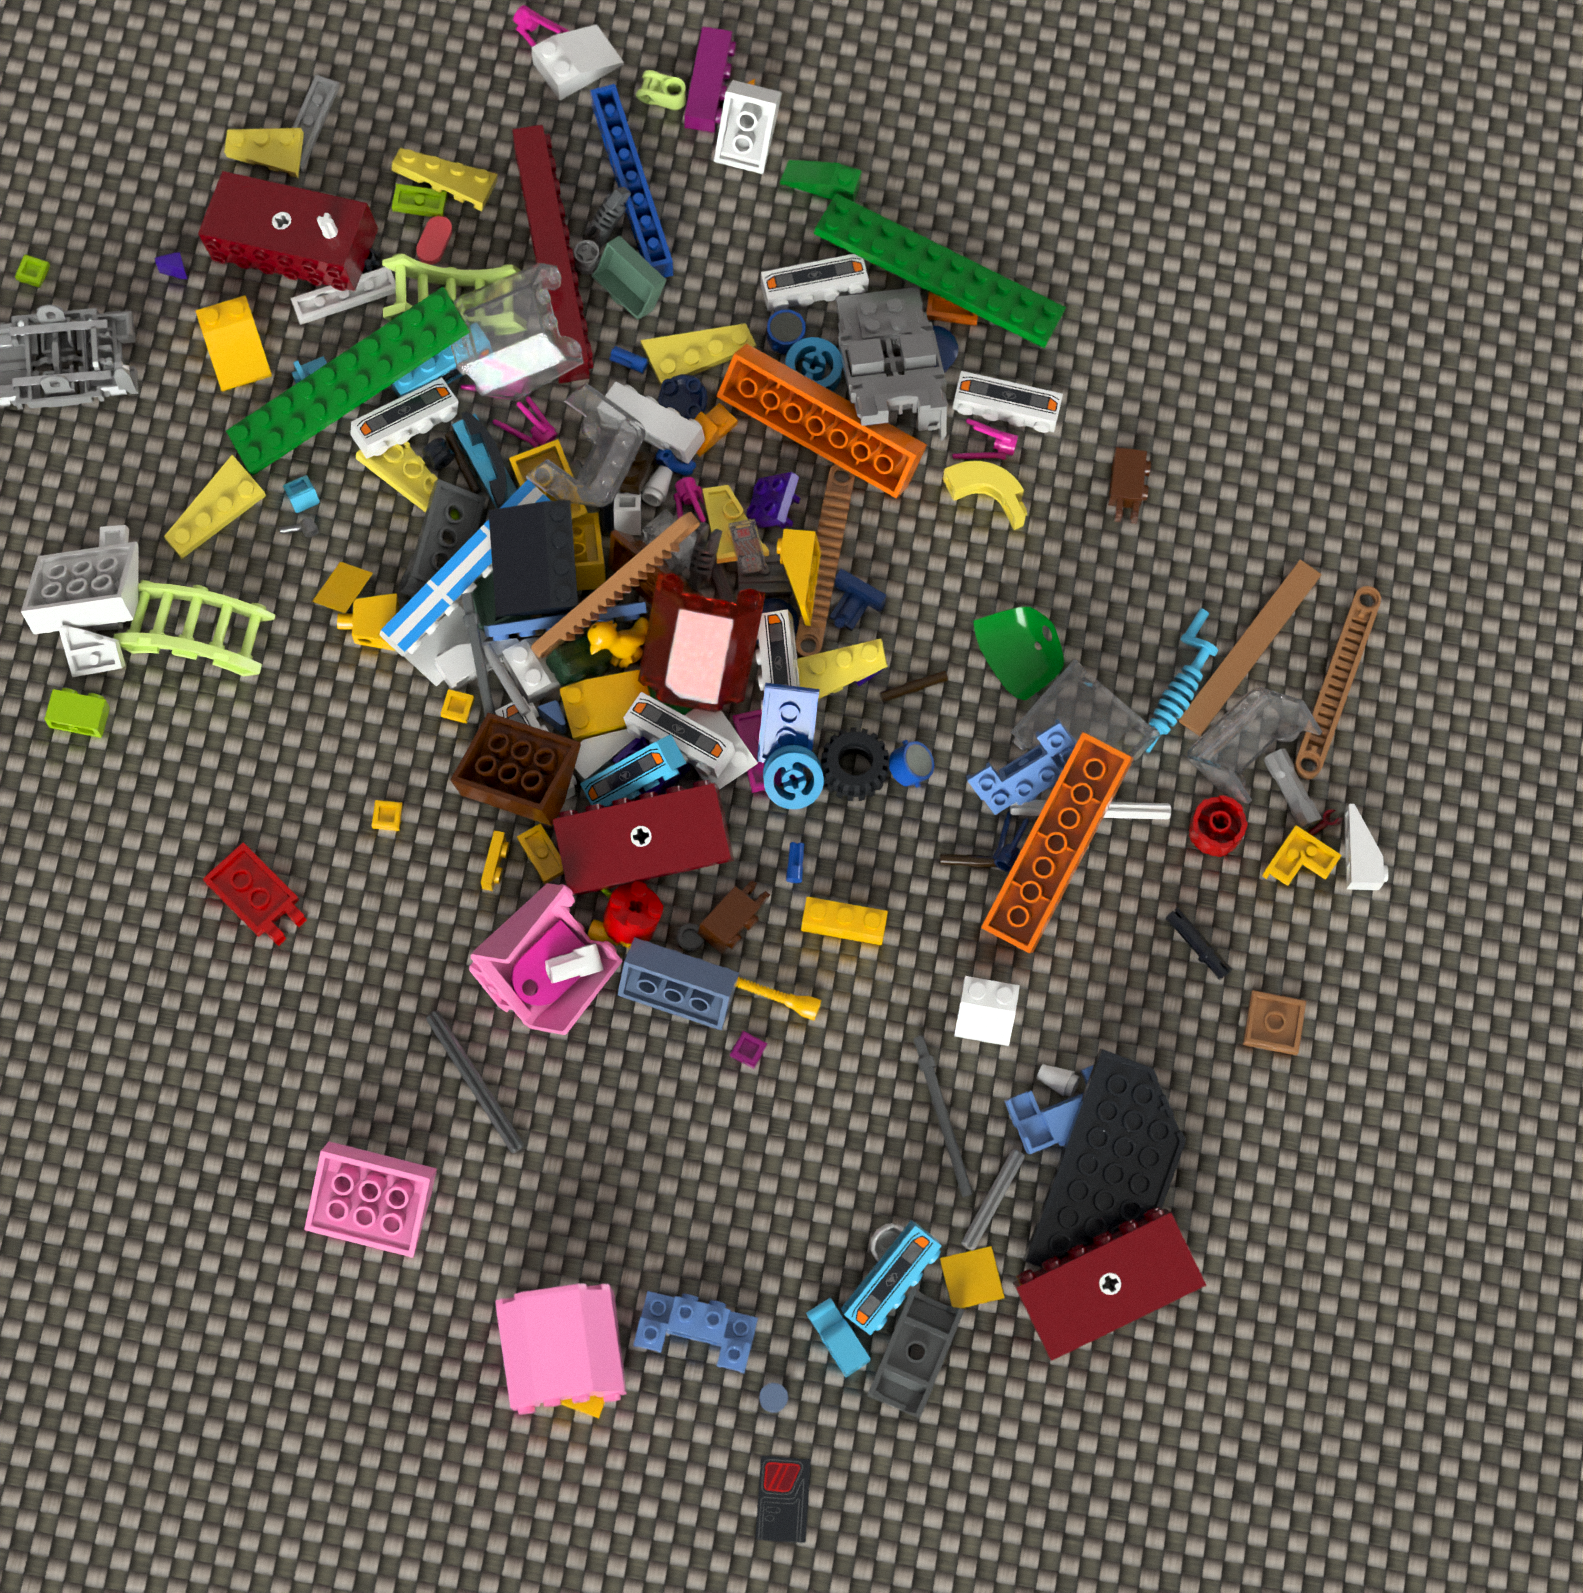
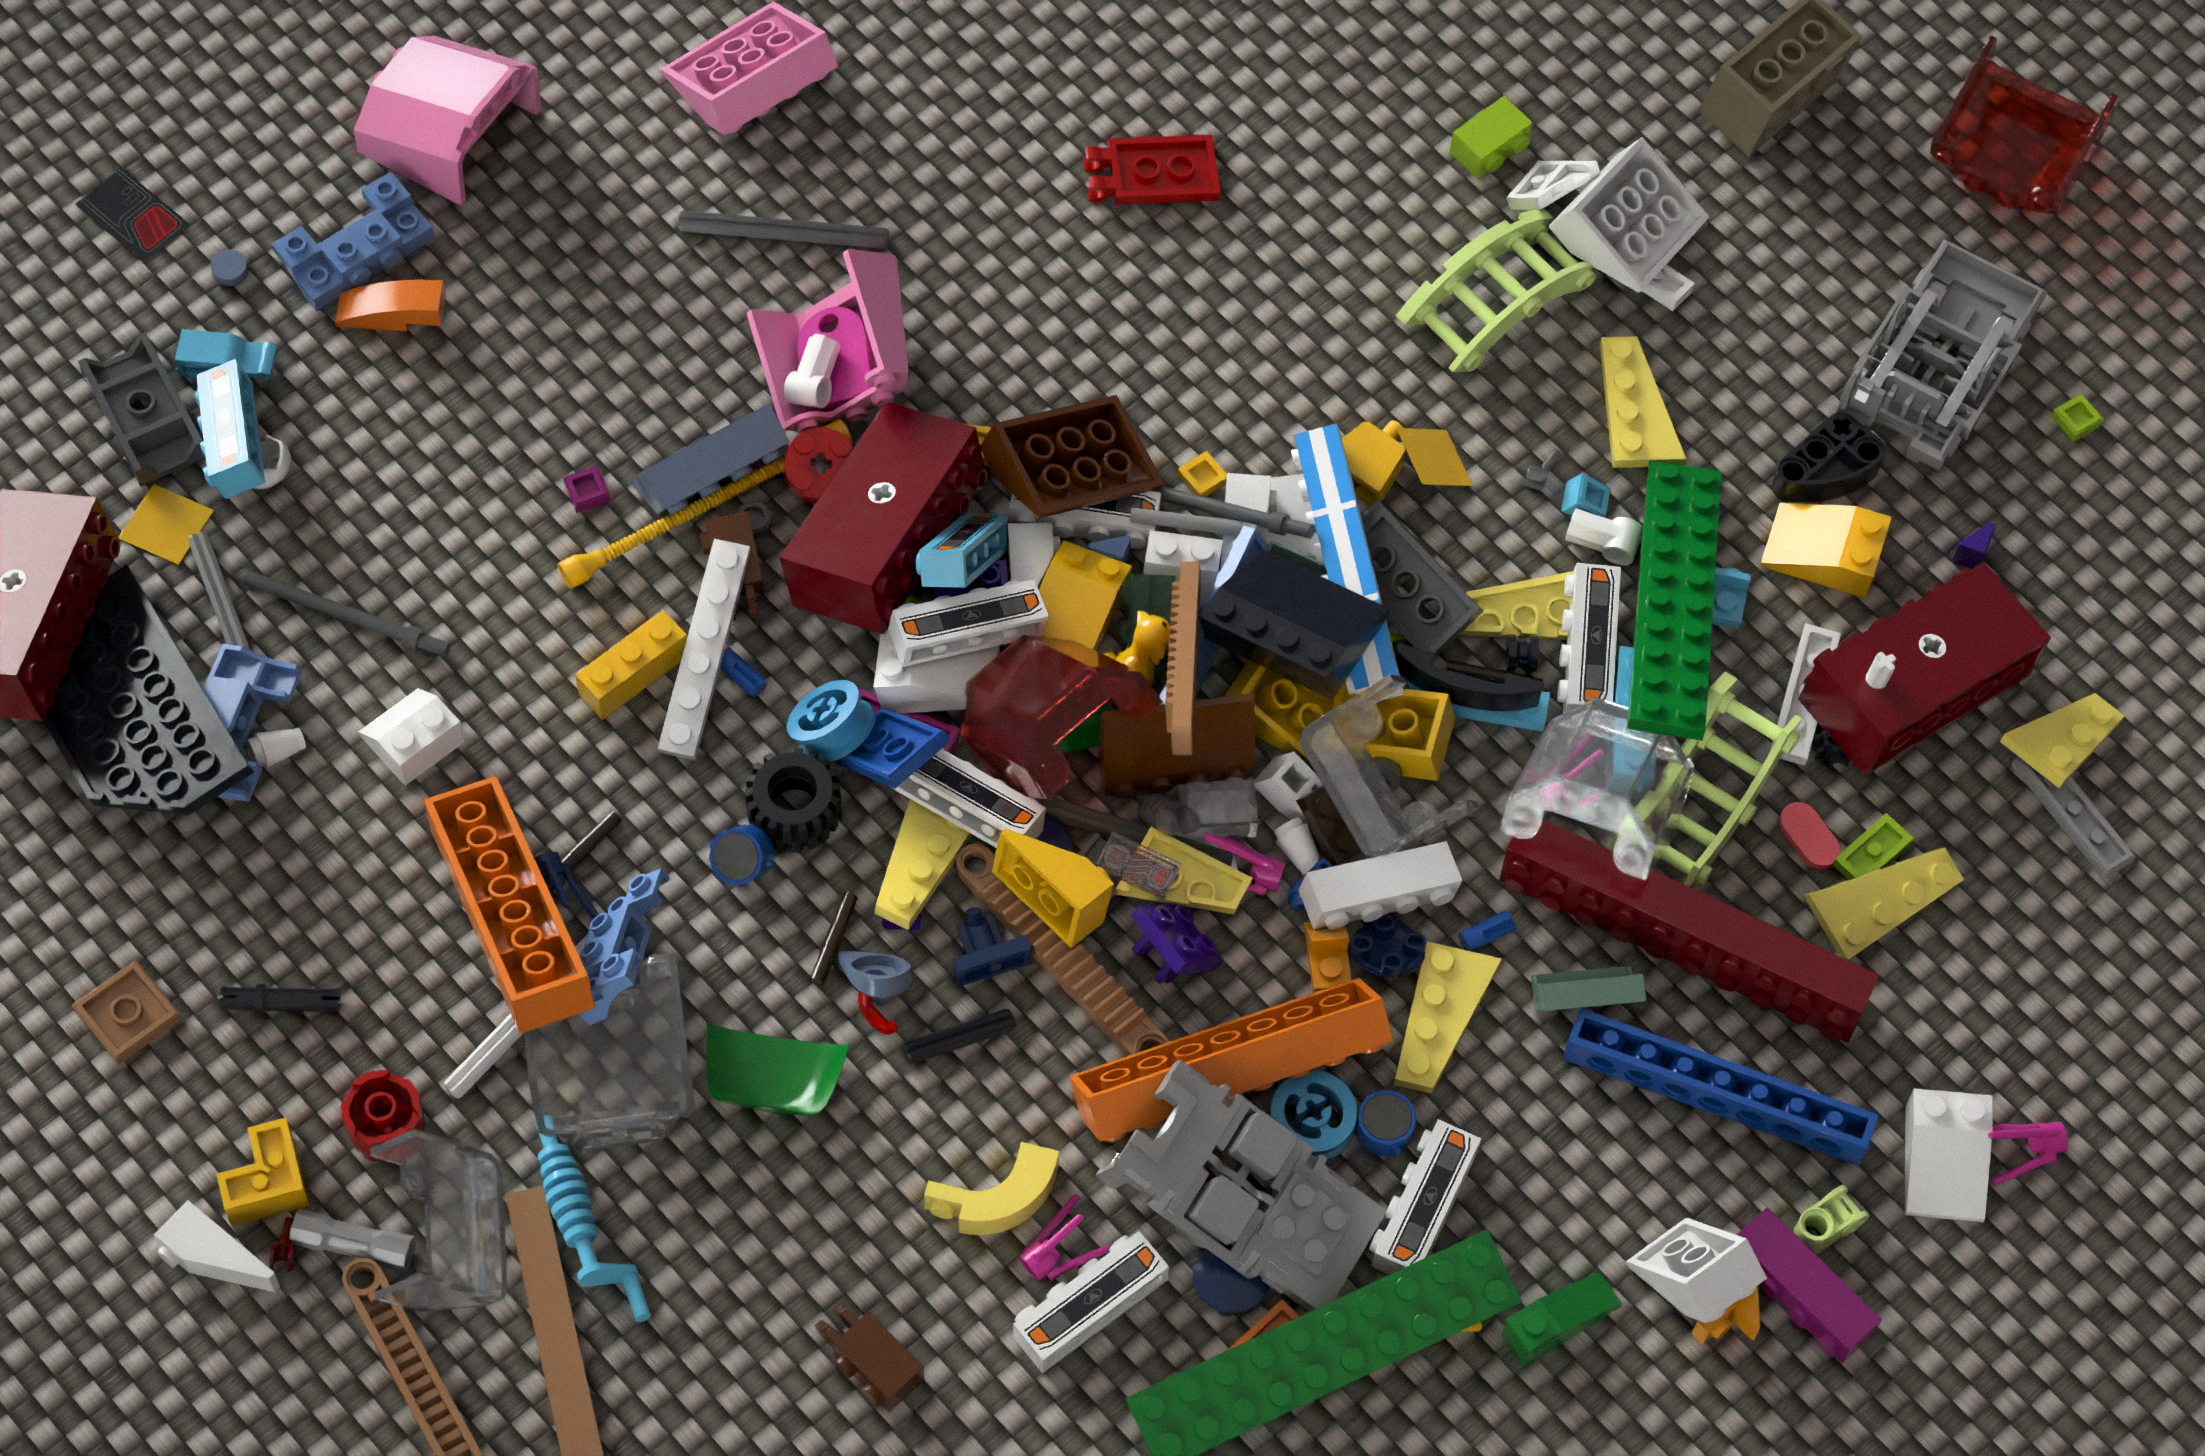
camera: 130 degrees right, 10 degrees down
(173, 367) = (1839, 471): none -> black beam
(320, 458) = (1614, 538): none -> white piece
(387, 815) = (1138, 339): yellow tile -> none
(492, 870) = (989, 383): yellow plate -> none
(541, 432) = (1464, 772): dark pink plant -> none
(583, 253) = (1659, 966): light grey wheel -> none
(608, 215) = (1689, 1023): dark grey hinge -> none
(722, 1268) = (392, 305): none -> orange slope
(803, 884) = (704, 649): none -> white plate
(915, 578) = (959, 1036): none -> black axle
(920, 640) = (877, 980): none -> sand blue piece

